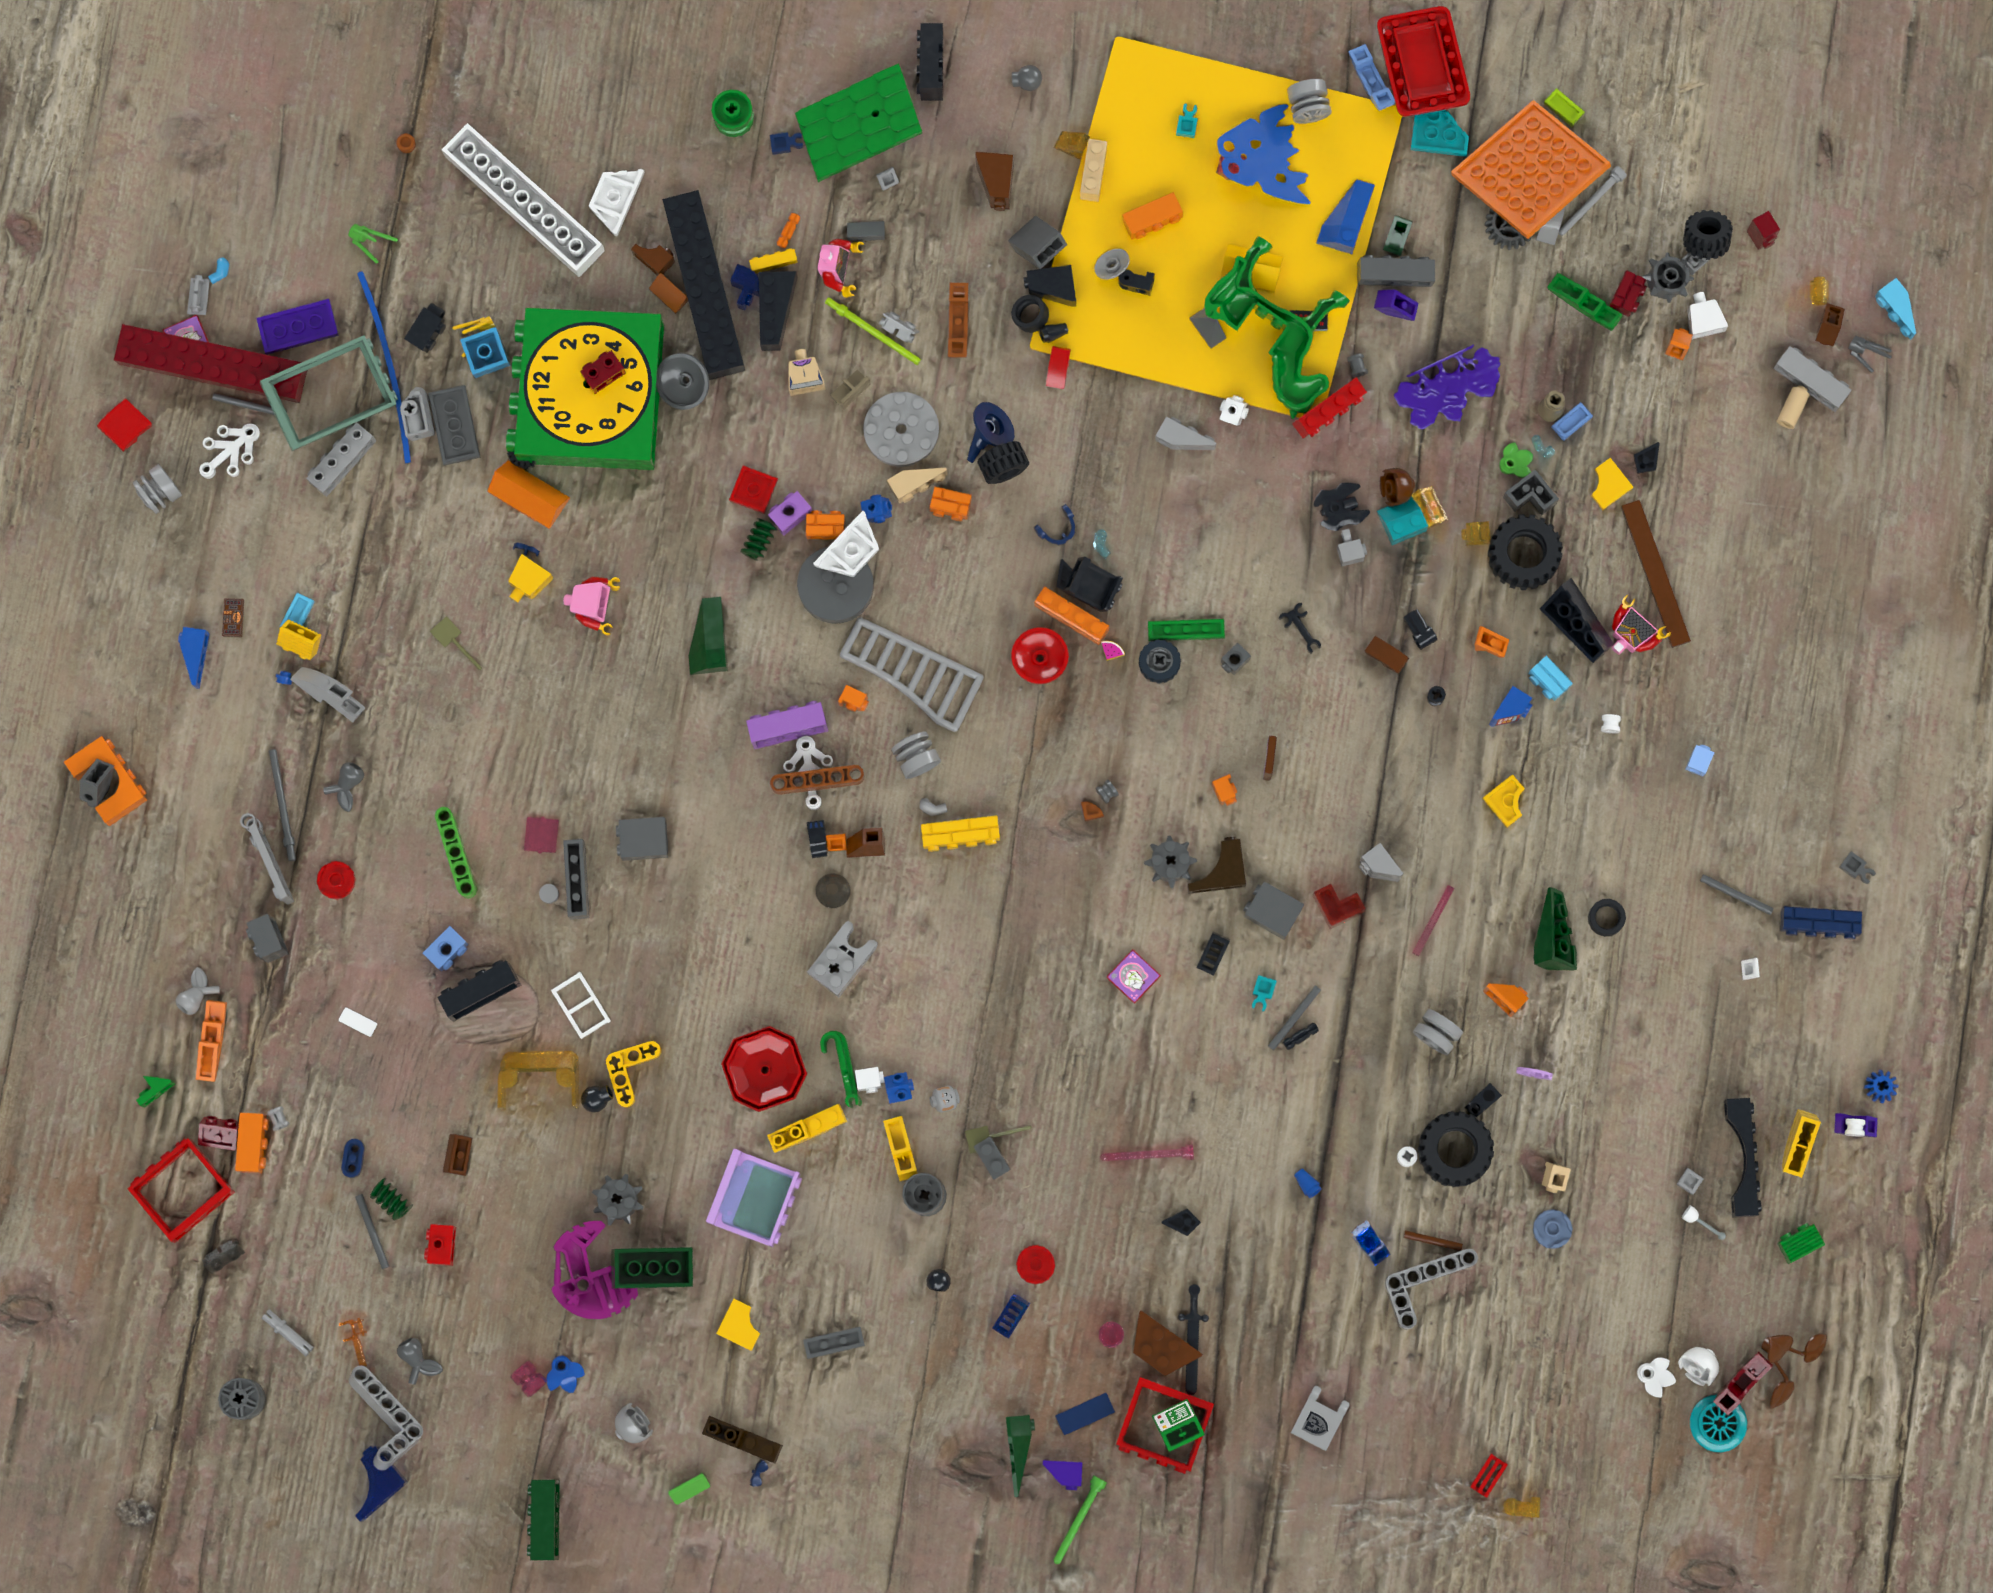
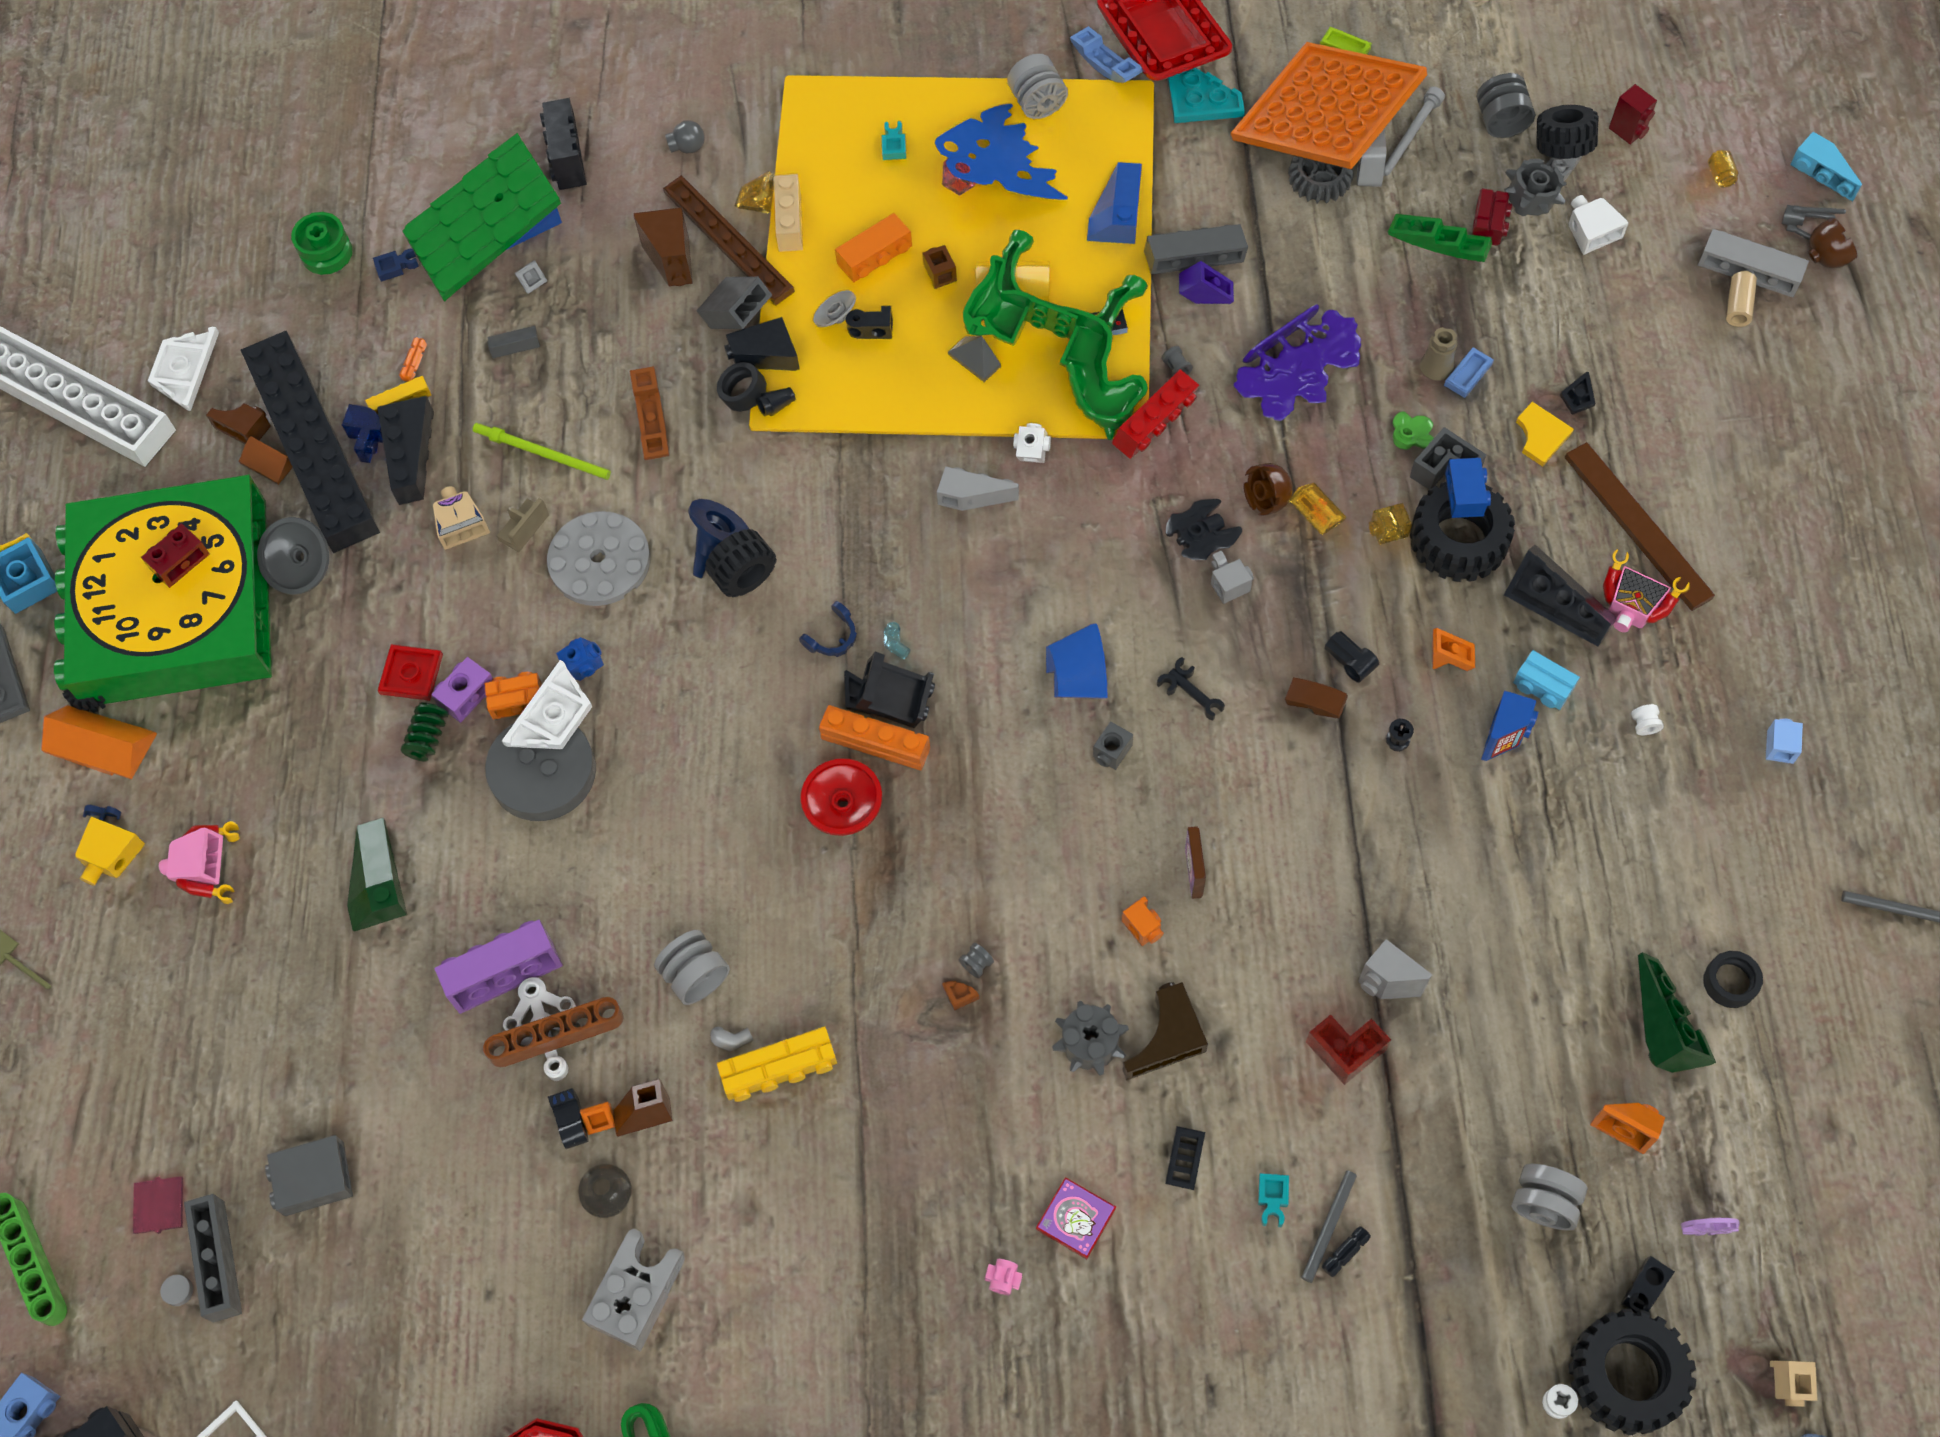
camera: 15 degrees left, 15 degrees down
(834, 262) = (475, 381): torso -> none
(853, 699) = (589, 912): orange brick -> none
(906, 329) = (583, 441): light grey hinge -> none
(909, 691) = (668, 886): light grey bar -> none
(910, 482) = (623, 616): tan slope -> none
(950, 503) = (680, 632): orange brick -> none
(1043, 179) = (727, 238): none -> reddish brown tile
(1058, 367) = (791, 441): red slope -> none
(1078, 1003) = (1003, 1277): none -> bright pink gear
(1112, 650) = (940, 772): dark pink tile -> none
(1159, 661) = (1009, 771): black wheel -> none
(1186, 629) = (1035, 725): green tile -> none
(1200, 251) = (939, 266): none -> reddish brown brick
(1226, 593) = (1078, 665): none -> blue slope
(1273, 910) = (1256, 1074): dark grey brick -> none
(1398, 235) = (1186, 207): slope -> none
(1403, 521) = (1290, 530): teal slope -> none
(1433, 920) = (1488, 1039): clear pink bar -> none
(1504, 800) = (1536, 853): yellow tile -> none
(1533, 526) = (1467, 487): none -> blue brick
(1539, 447) = (1438, 409): clear light blue arm -> none
(1668, 199) = (1505, 105): none -> dark grey wheel
(1679, 343) = (1574, 258): orange slope -> none
(1830, 324) = (1751, 201): reddish brown arch -> none
(1873, 379) = (1831, 246): none -> reddish brown cylinder

